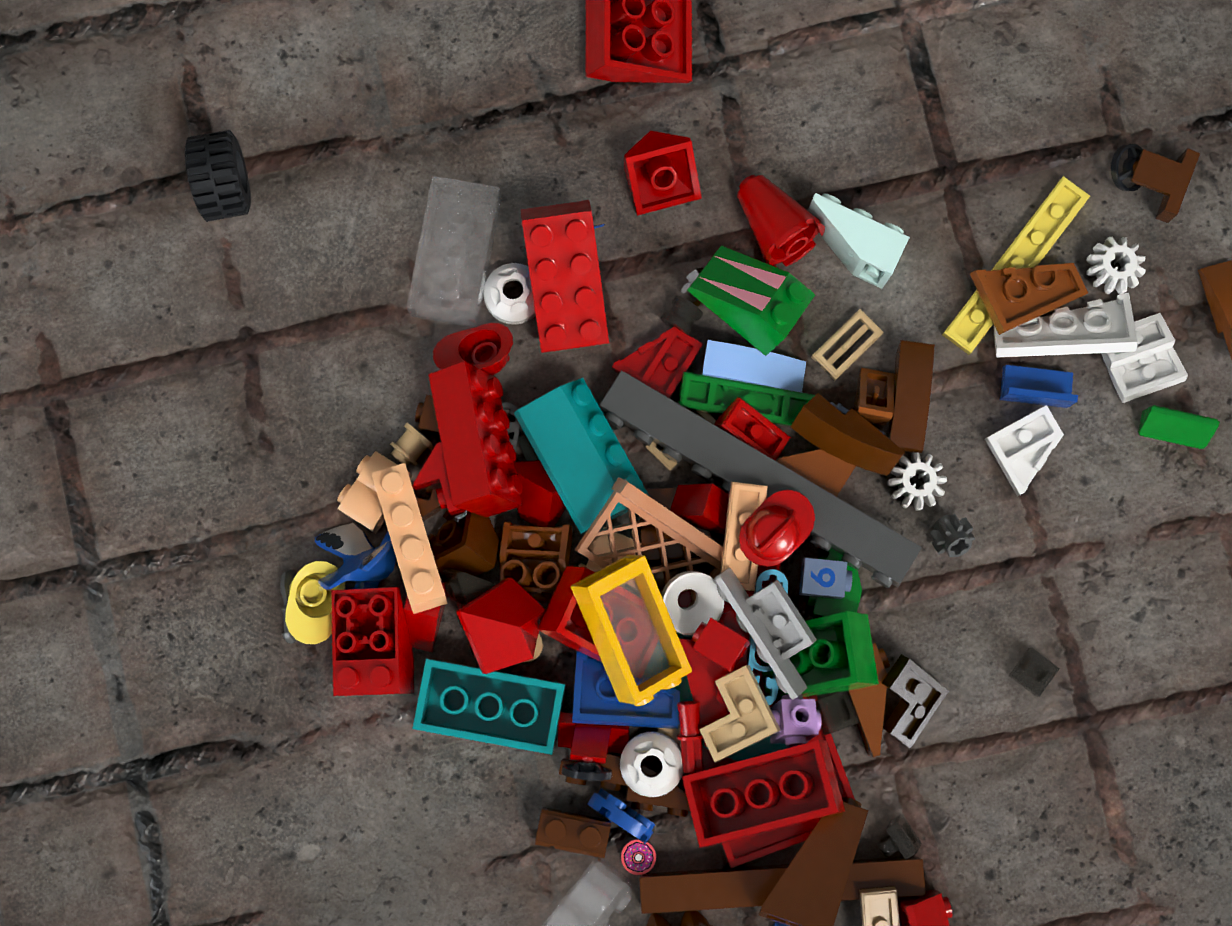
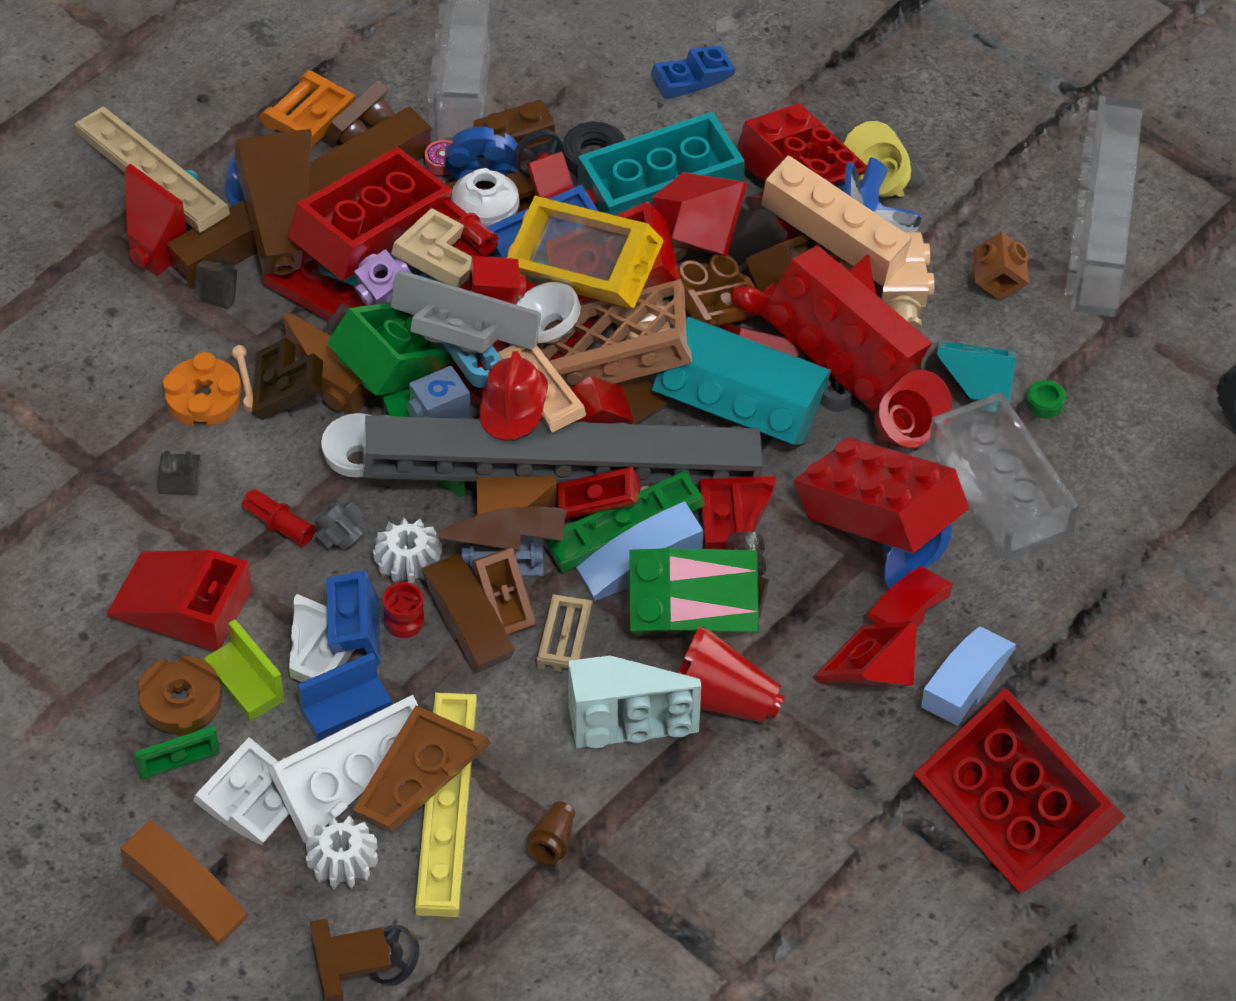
camera: 145 degrees right, 30 degrees down
(178, 435) = (1104, 206): none -> clear brick
(301, 440) = (1000, 266): none -> dark orange brick
(360, 311) = (1046, 399): none -> green tile
(376, 811) = (700, 70): none -> blue slope
(390, 362) = (979, 369): none -> teal slope
(496, 789) = (586, 134): none -> black tyre
(515, 520) = (752, 299): none -> red arm
(600, 121) = (966, 675): none -> light blue slope
(606, 199) = (911, 598): none -> red slope
(908, 614) = (342, 439): none -> white piece
(920, 761) = (239, 353): none -> light nougat hinge
(954, 728) = (197, 373): none -> orange plate
(955, 427) = (403, 610): none -> red wheel
(965, 189) = (551, 834): none -> reddish brown cone
(988, 580) = (278, 517): none -> red axle
(994, 445) = (353, 614): none -> blue panel
(1093, 455) = (247, 674): none -> lime panel
(1103, 549) = (184, 595): none -> red slope
(1155, 450) = (186, 714): none -> dark orange plate

